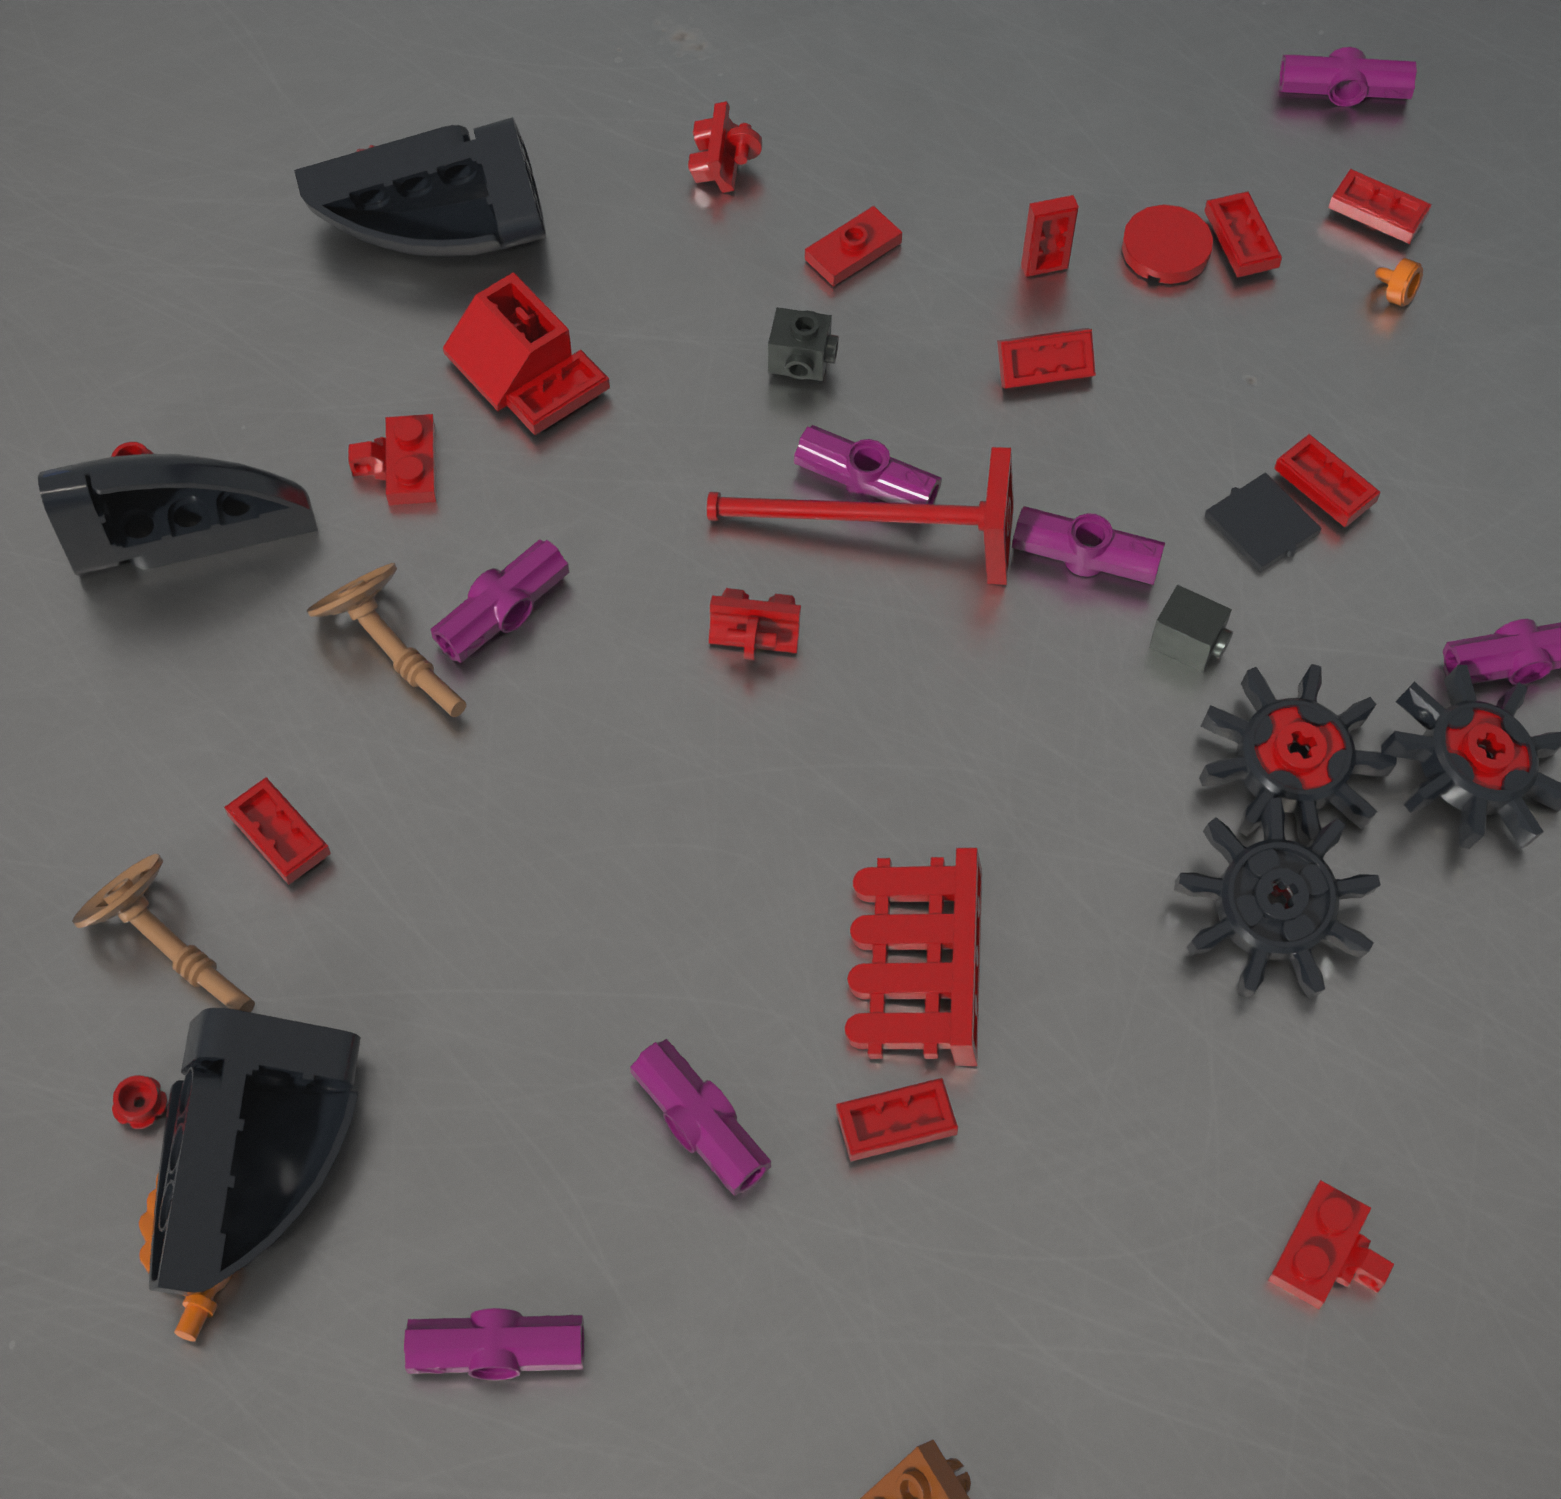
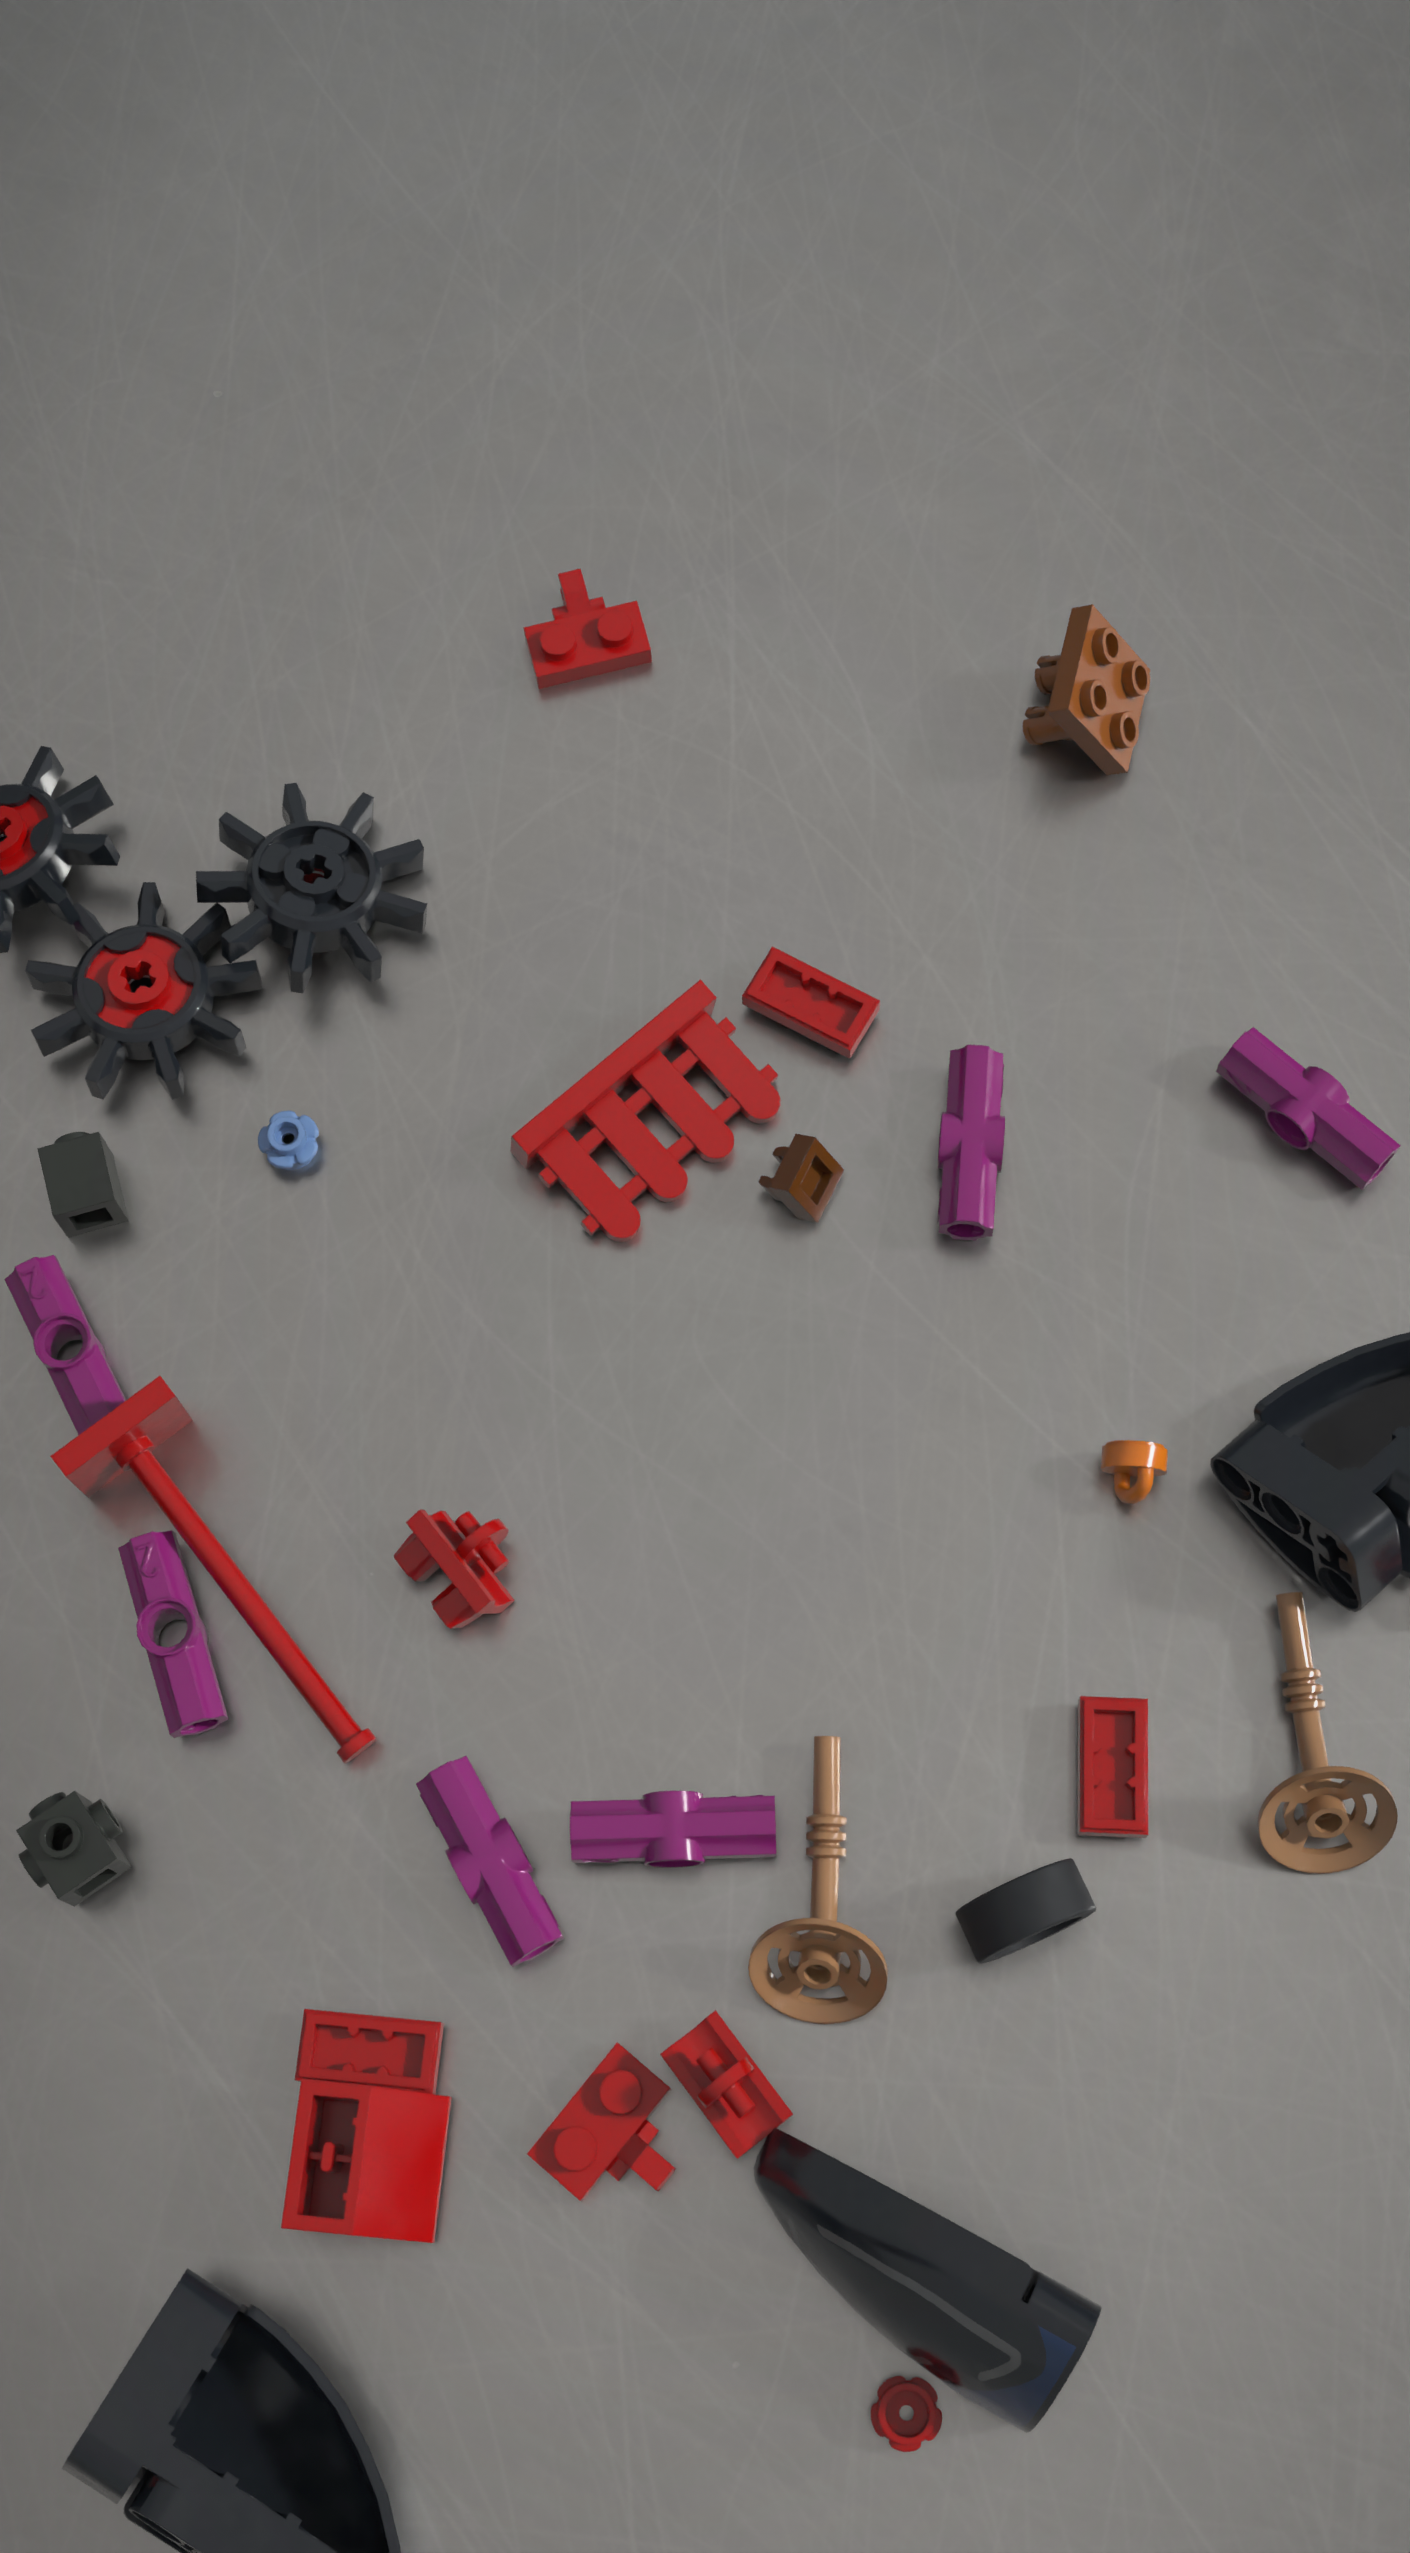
camera: 130 degrees left, 10 degrees up
(259, 703) = (1025, 1910): none -> black tyre
(354, 509) = (726, 2084): none -> red hips
(410, 1004) = (1136, 1459): none -> orange tile
(585, 510) = (489, 1861): none -> magenta piece
(782, 998) = (804, 1177): none -> reddish brown tile
(1112, 768) = (292, 1155): none -> medium blue plate

